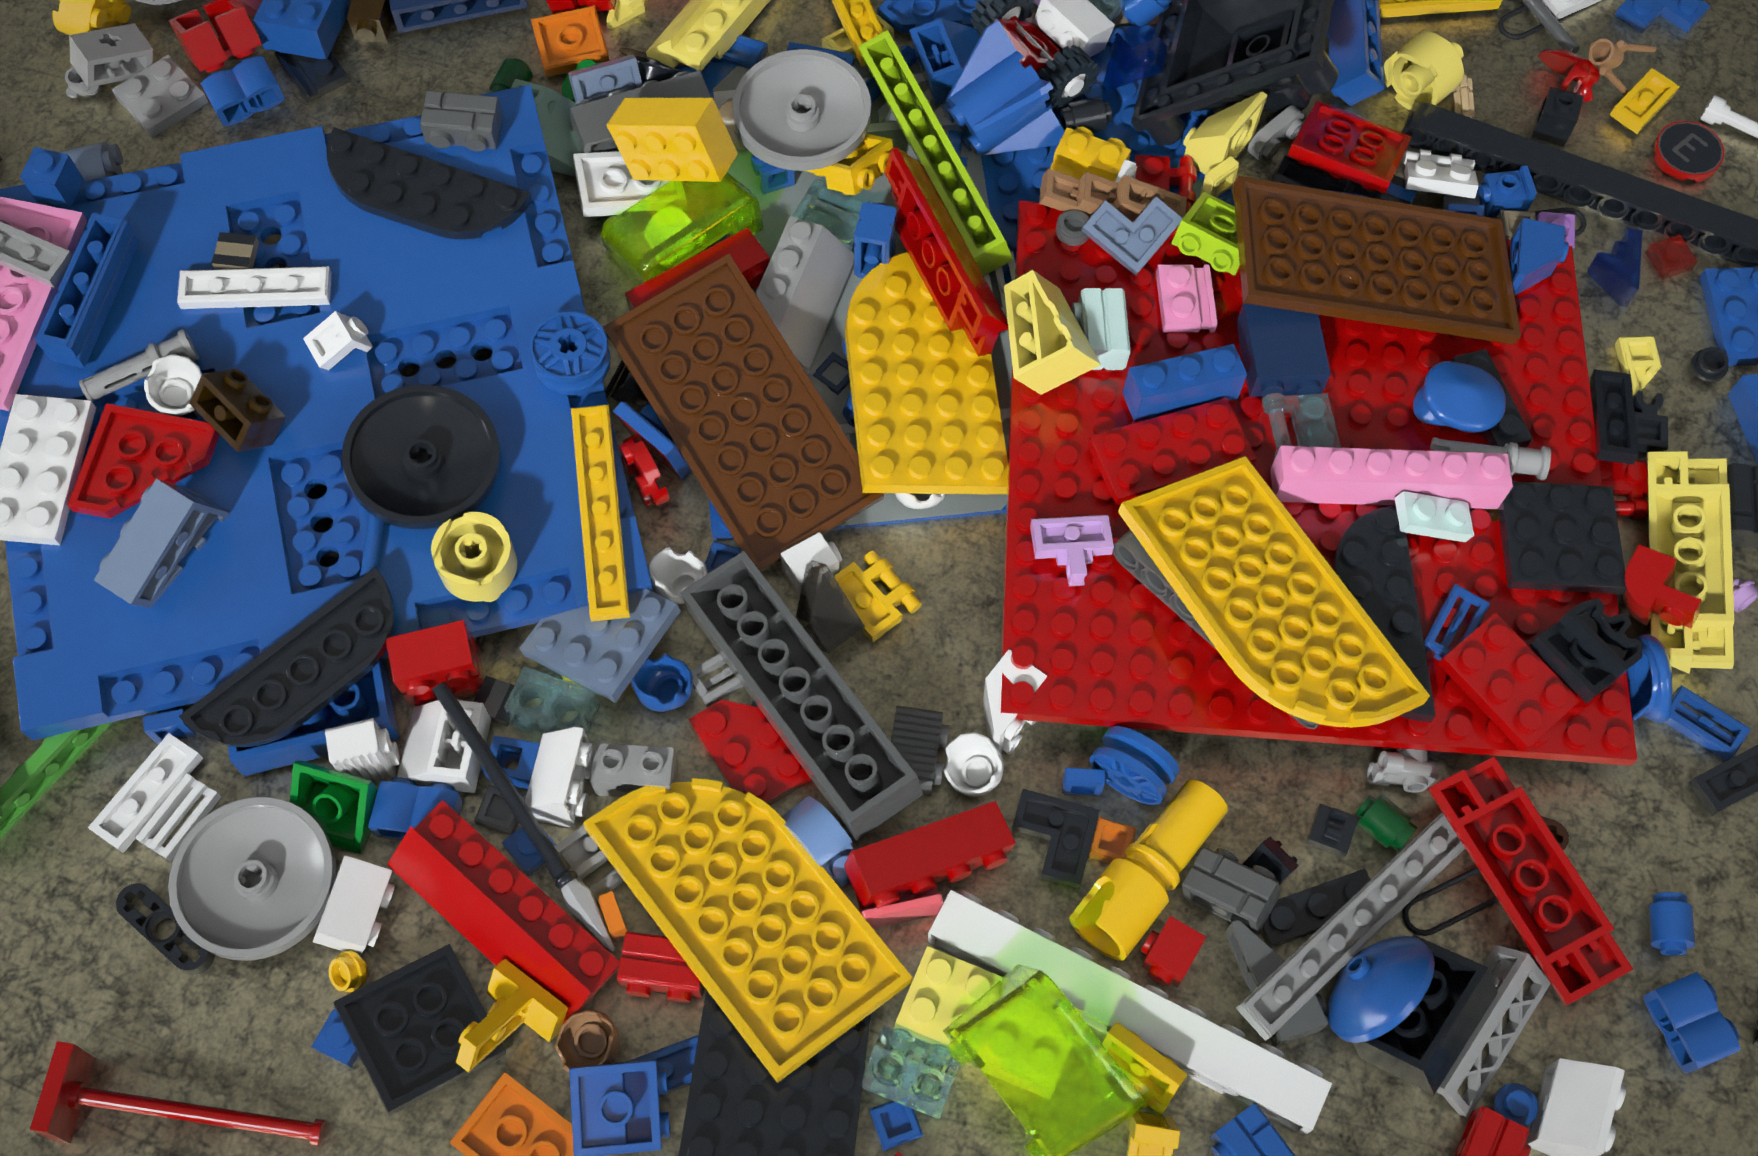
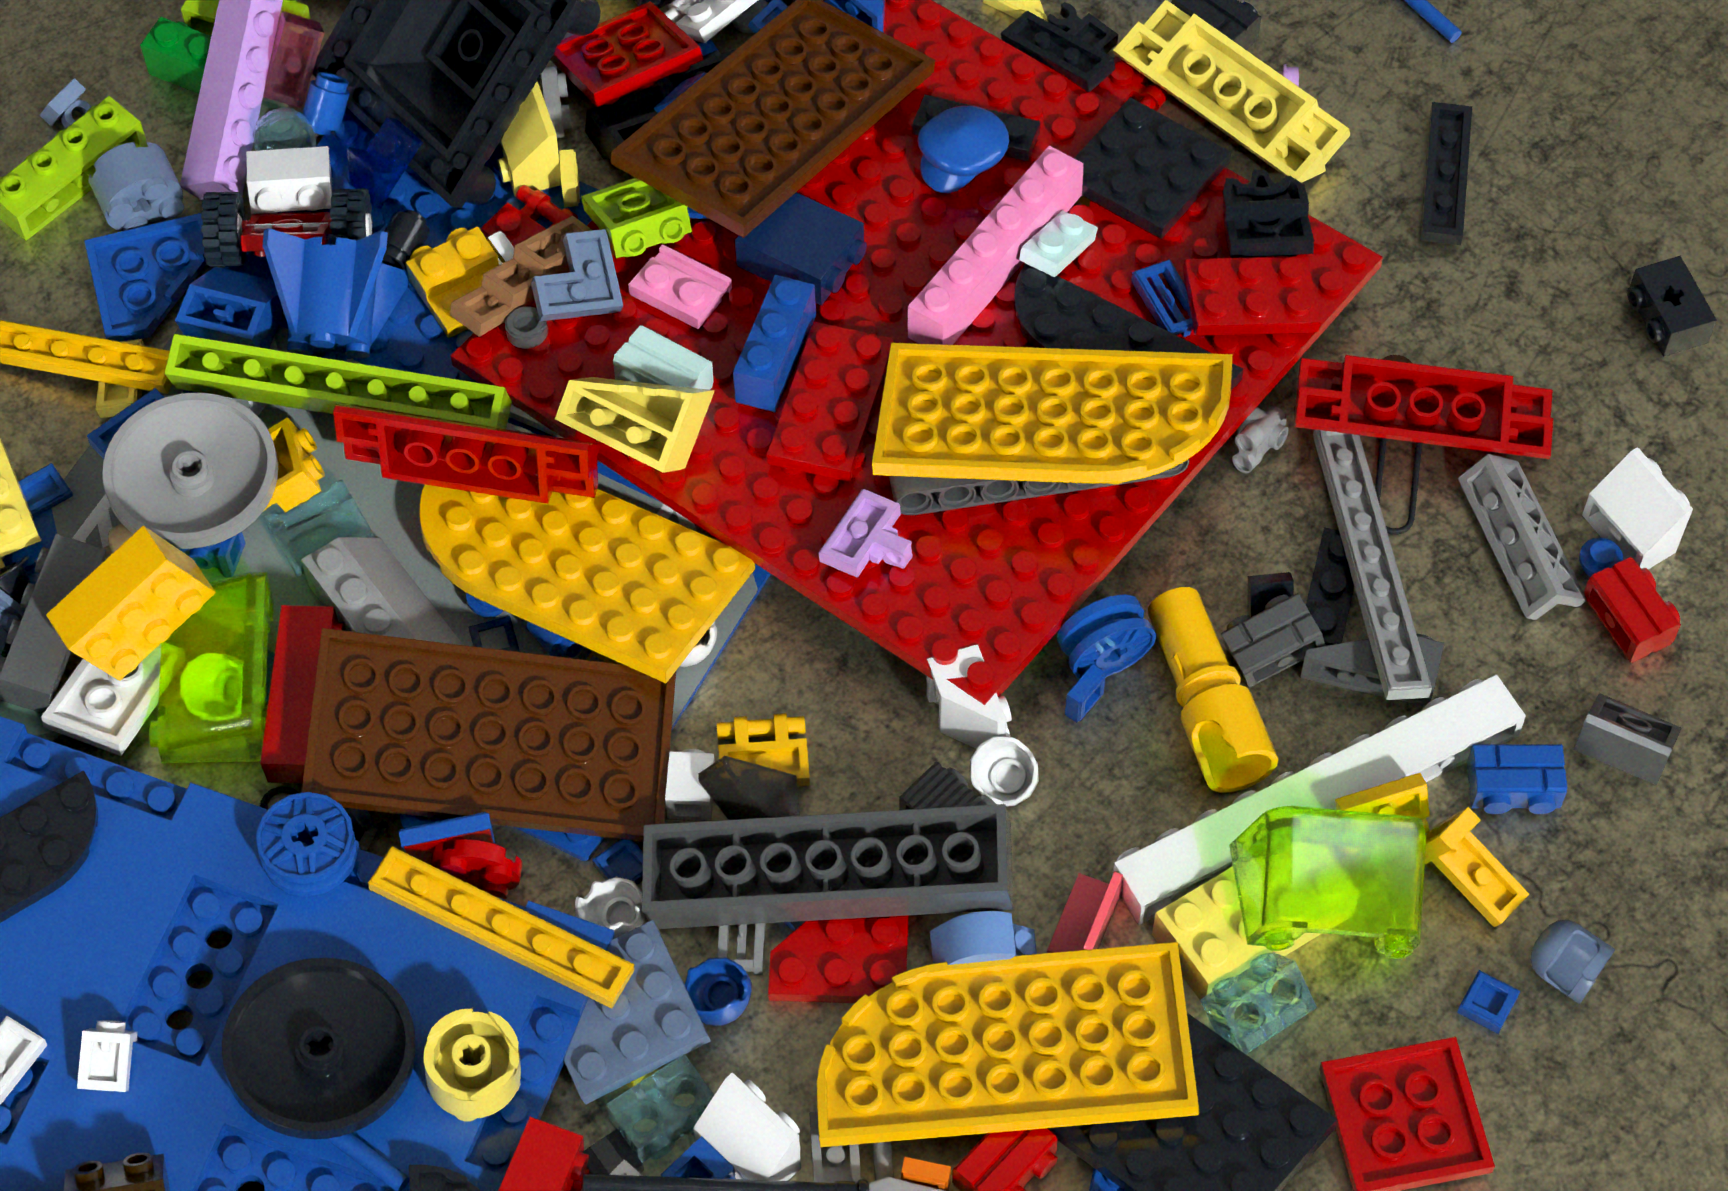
camera: 55 degrees left, 5 degrees down
(625, 768) = (792, 1065): light grey brick -> none
(874, 237) = (392, 503): blue brick -> none
(895, 1124) = (1291, 1054): blue tile -> none
(929, 855) = (1067, 861): red brick -> none
(1067, 827) = (1121, 736): black plate -> none
(1110, 840) = (1154, 710): orange tile -> none
(1171, 952) = (1294, 725): red brick -> none
(1310, 417) = (889, 274): clear light blue plate -> none
(1332, 830) = (1270, 530): black tile -> none
(1379, 988) = (1446, 578): blue dish -> none
(1385, 822) = (1295, 482): dark green brick -> none
(1440, 1025) = (1485, 565): black brick -> none
(1520, 459) = (1062, 136): light grey pin -> none
(1649, 590) = (1245, 140): red brick -> none
(1651, 682) = (1327, 195): blue piece -> none
(1671, 923) = (1531, 338): blue brick -> none
(1692, 1022) = (1621, 383): blue brick -> none
(1704, 730) = (1381, 196): blue tile -> none

